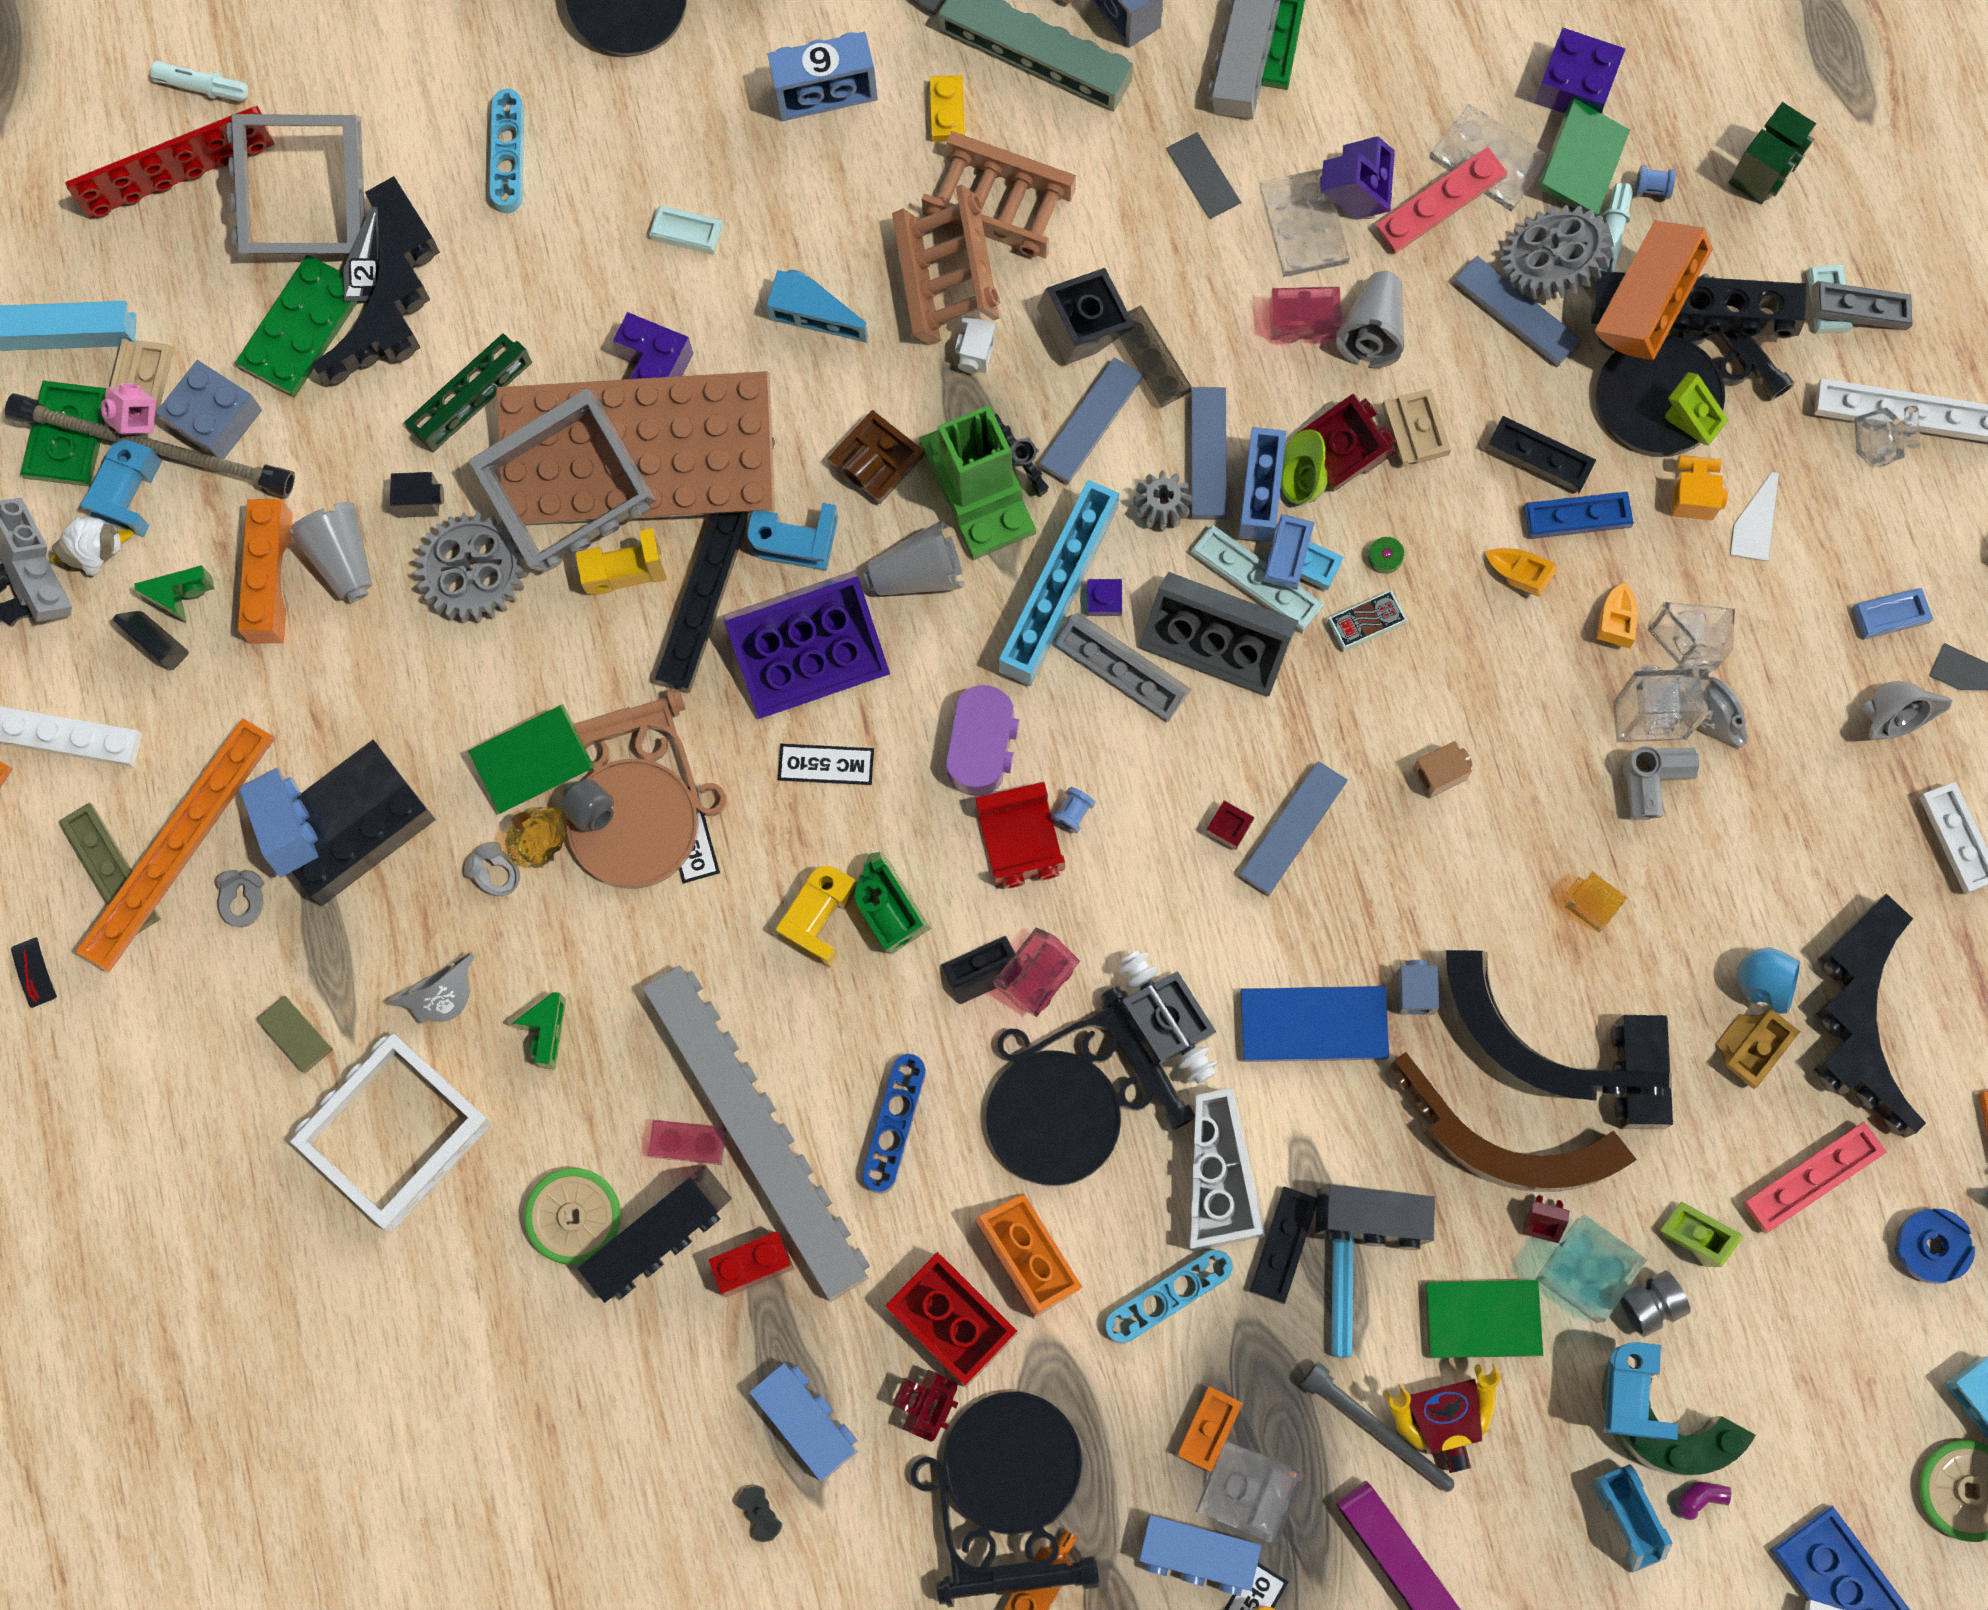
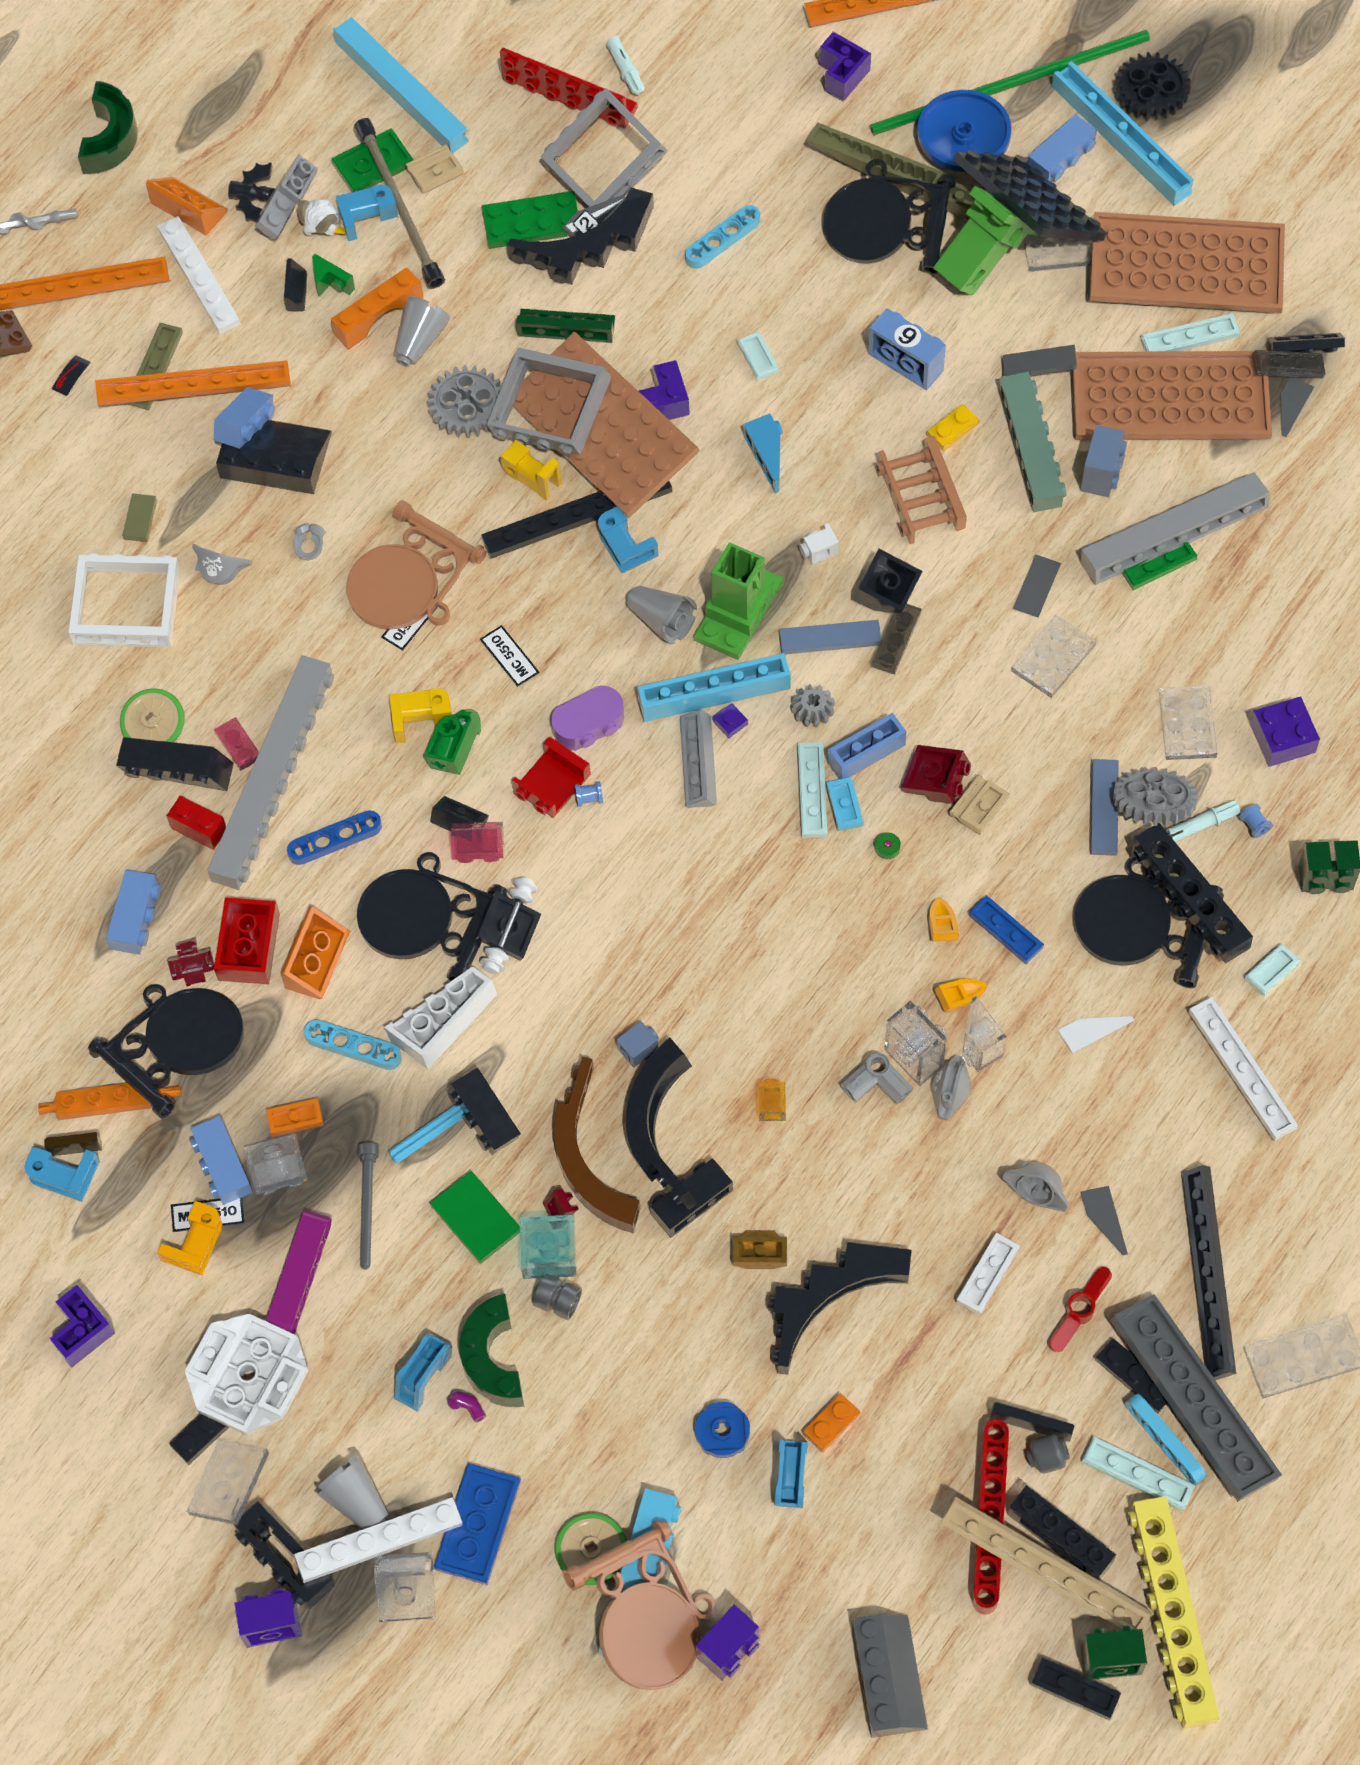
camera: 50 degrees right, 10 degrees down
(129, 409) = (407, 175): bright pink brick -> none
(209, 410) = (442, 214): sand blue brick -> none
(228, 884) = (194, 424): light grey piece -> none
(415, 494) = (483, 344): black brick -> none
(531, 758) = (383, 508): green tile -> none
(535, 836) = (342, 543): clear yellow hair -> none
(547, 1020) = (247, 627): green slope -> none
(587, 805) = (379, 553): dark grey head -> none
(766, 1524) = (67, 930): pearl dark grey piece -> none
(806, 644) = (567, 592): dark purple slope -> none
(876, 456) = (705, 543): reddish brown plate -> none
(916, 260) = (838, 480): nougat fence -> none
(1022, 455) = (770, 610): black animal -> none
(1208, 453) = (866, 709): sand blue tile -> none
(1218, 633) = (759, 791): dark grey slope -> none
(1230, 825) = (651, 879): dark red plate -> none
(1283, 1245) = (428, 1083): black tile -> none
(1288, 551) = (839, 789): medium blue tile -> none
(1293, 828) = (679, 914): sand blue tile -> none
(1303, 468) = (896, 763): lime cap -> none
(1305, 313) = (995, 696): clear pink brick -> none
(1314, 1024) = (573, 1007): blue tile -> none
(1360, 178) = (1101, 662): dark purple brick -> none
(1367, 620) = (838, 864): tile -> none
(1374, 323) = (1023, 732): light grey cone -> none
(1441, 200) = (1134, 715): coral plate -> none
(1443, 769) = (781, 965): medium nougat brick -> none
(1447, 1416) = (400, 1231): torso -> none
(1541, 454) = (1024, 881): black plate -> none
(1583, 157) = (1233, 771): tile -> none
(1630, 1393) = (488, 1303): dark azure piece -> none
(1654, 289) = (1169, 855): orange brick -> none
(1696, 410) = (1123, 938): lime slope -> none
(1696, 492) = (1076, 981): light orange brick -> none
(1701, 1235) = (618, 1294): lime slope -> none
(1769, 978) = (803, 1217): dark azure helmet -> none
(1814, 1177) = (707, 1335): coral plate -> none
(1862, 305) = (1281, 987): dark grey tile -> none
(1882, 435) = (1202, 1055): clear brick -> none
(1892, 613) = (1100, 1143): medium blue tile -> none

